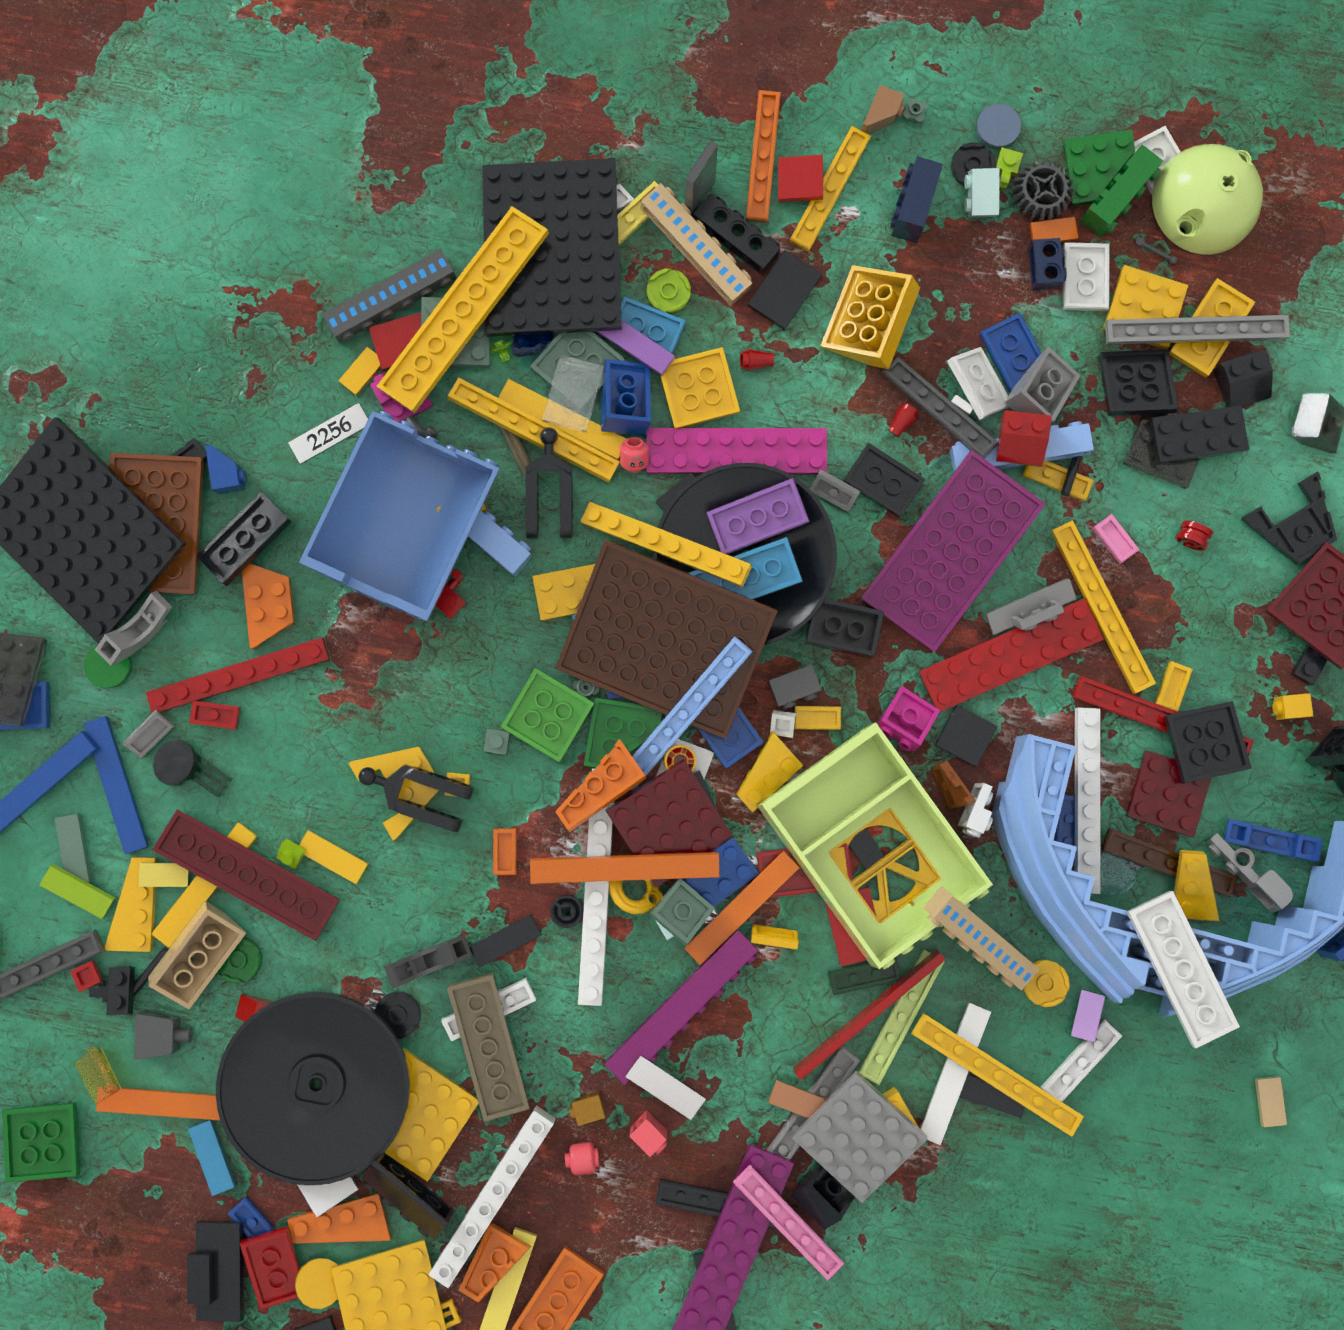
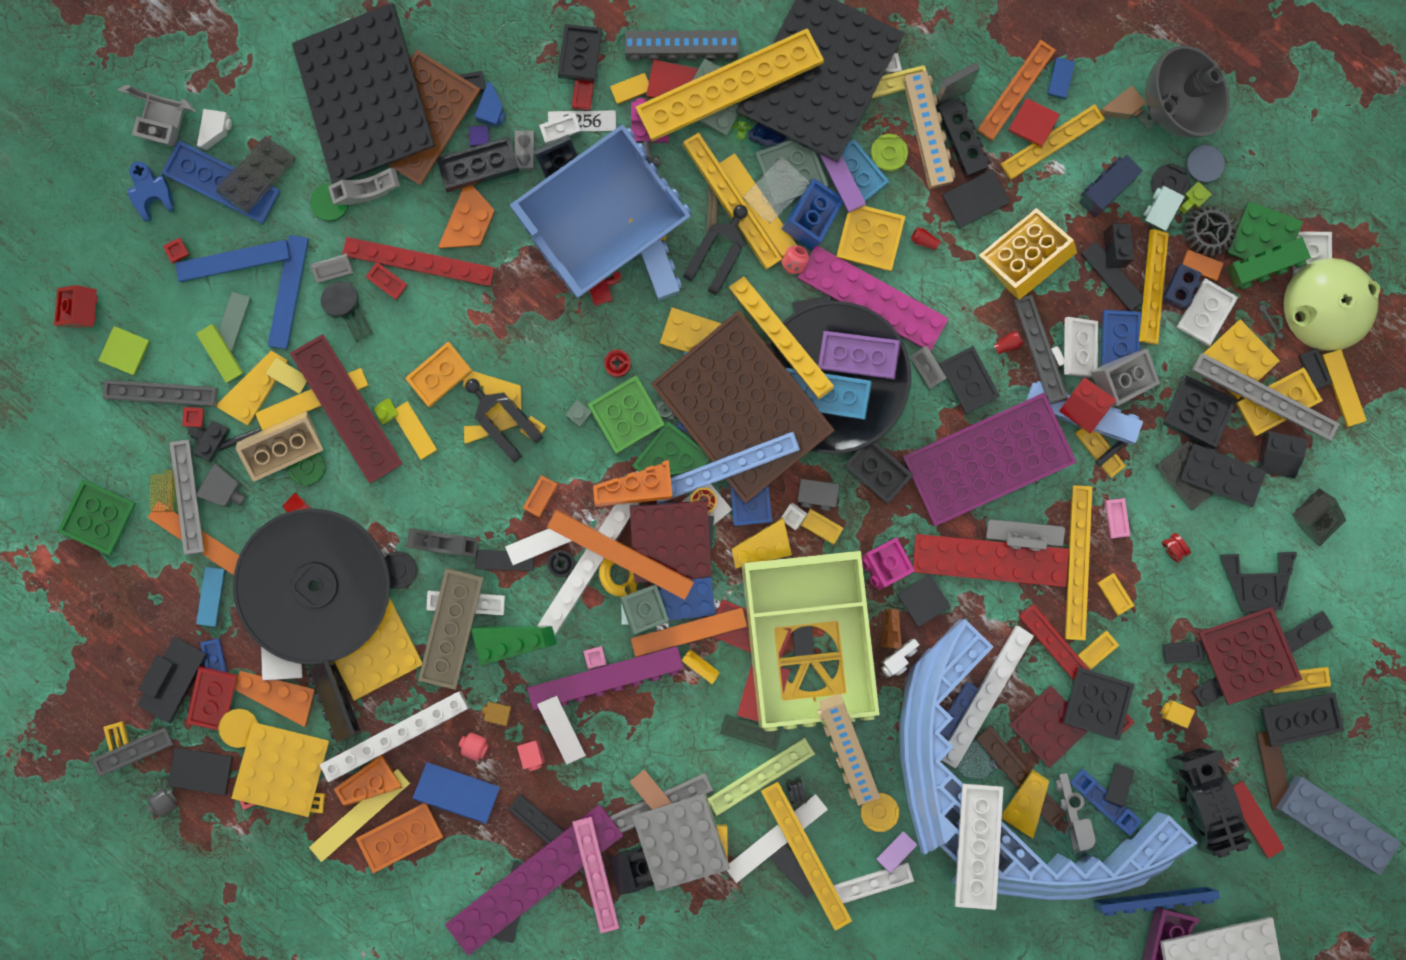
camera: 30 degrees right, 0 degrees up
(129, 1071) = (187, 501): none -> light grey plate
(228, 507) = (478, 135): none -> dark purple tile
(285, 495) = (524, 149): none -> light grey tile
(287, 363) = (580, 53): none -> black tile
(310, 453) = (560, 127): none -> white plate
(313, 400) = (582, 95): none -> red tile
(319, 483) = (555, 155): none -> black brick
(325, 783) = (439, 374): none -> light orange tile
(504, 657) = (624, 367): none -> red wheel
(527, 908) = (535, 545): none -> white sticker
(556, 1028) = (505, 642): none -> green wedge
(591, 1219) = (456, 793): none -> blue tile
(658, 990) = (595, 657): none -> bright pink tile
(802, 118) = (1061, 78): none -> blue tile
(868, 1014) = (737, 760): red tile -> none
(938, 76) = (1177, 100): none -> dark grey piece
(948, 1012) = (796, 791): none -> black wheel
(959, 256) = (1118, 245): none -> black brick
(970, 292) = (1113, 277): none -> black tile
(1018, 280) = (1153, 287): none -> yellow tile
(1158, 618) = (1115, 594): none -> yellow tile
(1228, 272) = (1315, 368): none -> black tile
(1260, 639) = (1182, 652): none -> black tile
(1268, 278) = (1344, 388): none -> yellow tile
(1275, 815) = (1119, 785): none -> black tile

